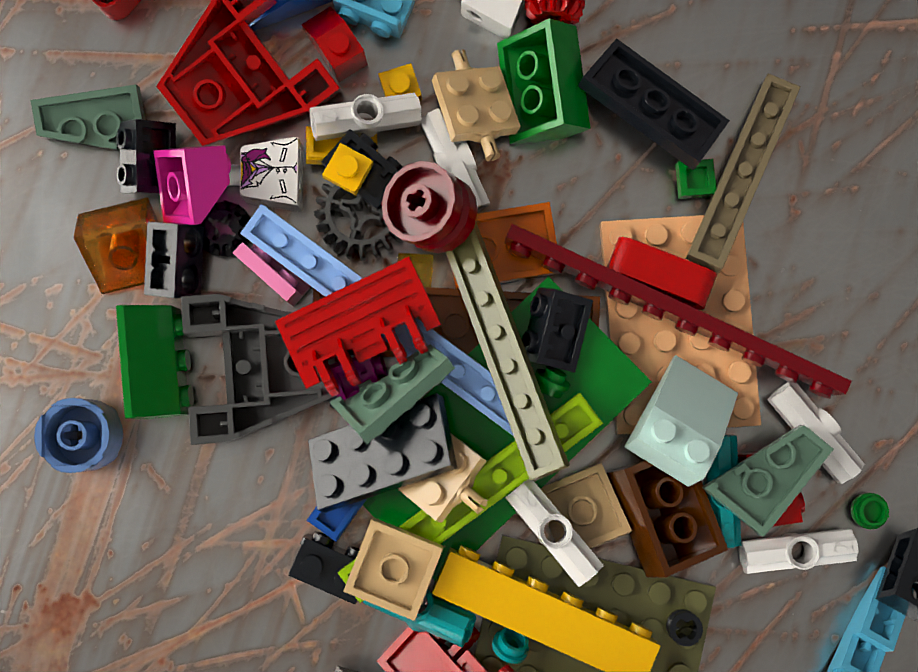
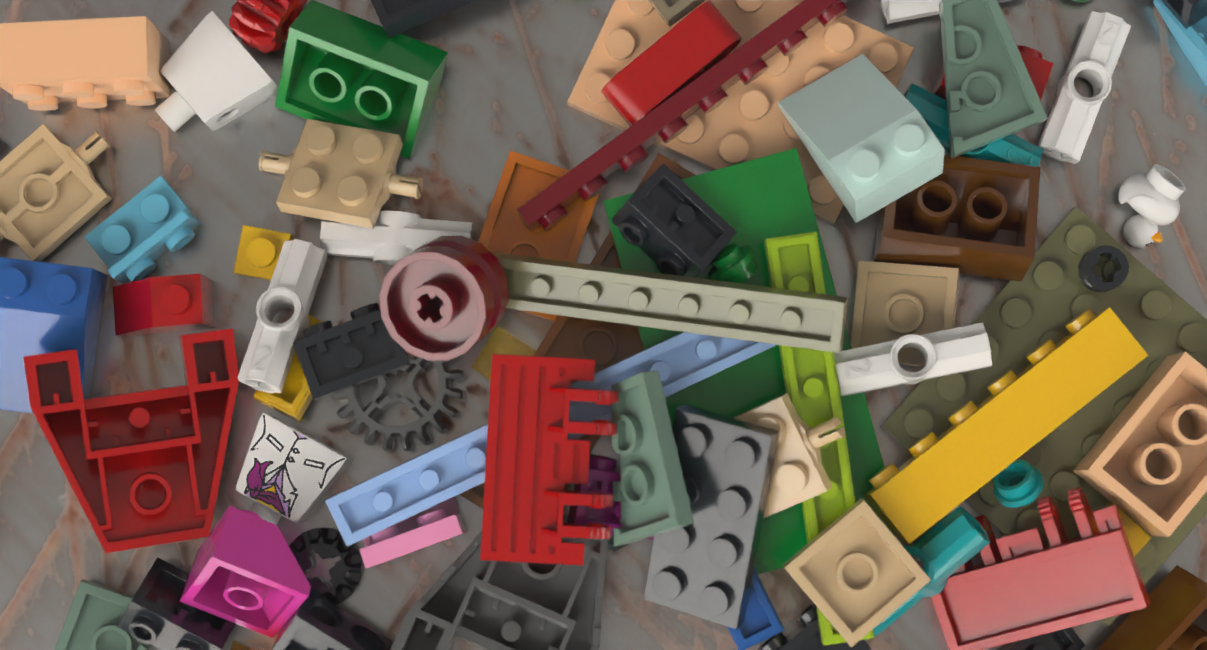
camera: 60 degrees left, 0 degrees up
(348, 169) = (342, 371): yellow plate -> none
(748, 640) = (1156, 201): none -> white animal

